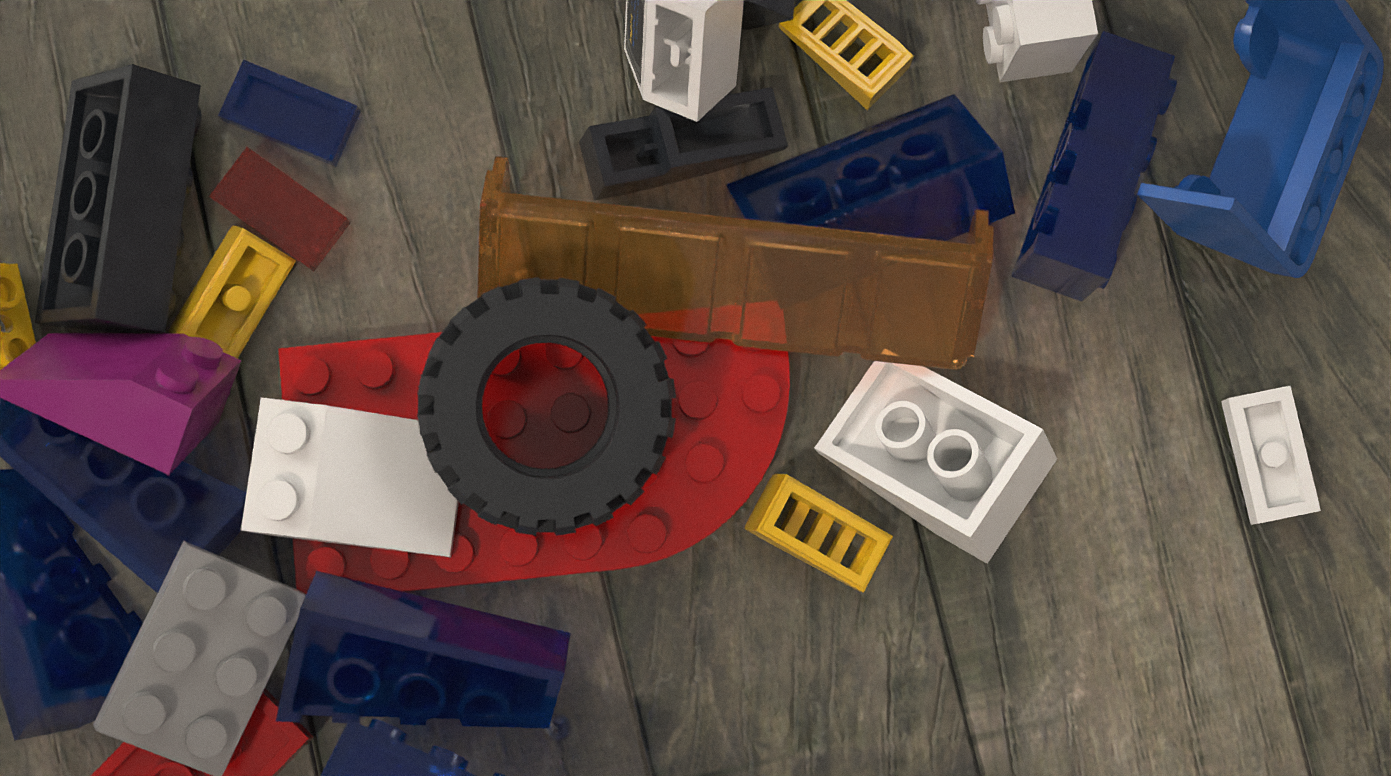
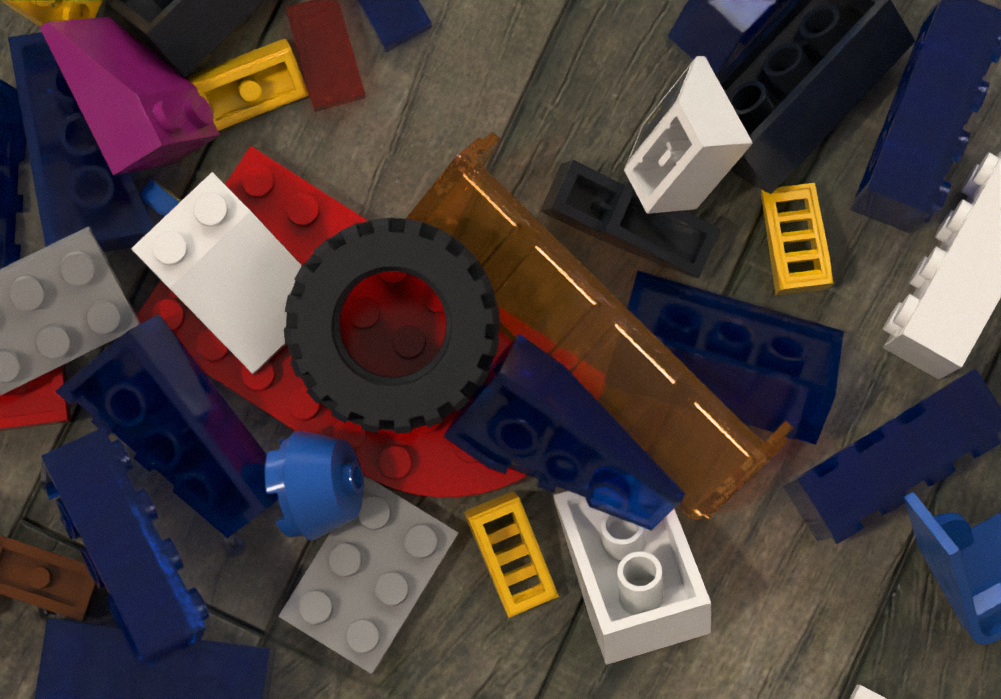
camera: 35 degrees right, 0 degrees up
(229, 463) = (159, 197): none -> blue tile
(590, 611) = (315, 483): none -> blue cone
(704, 656) = (369, 577): none -> light grey plate
(775, 386) = (551, 428): none -> clear blue wedge

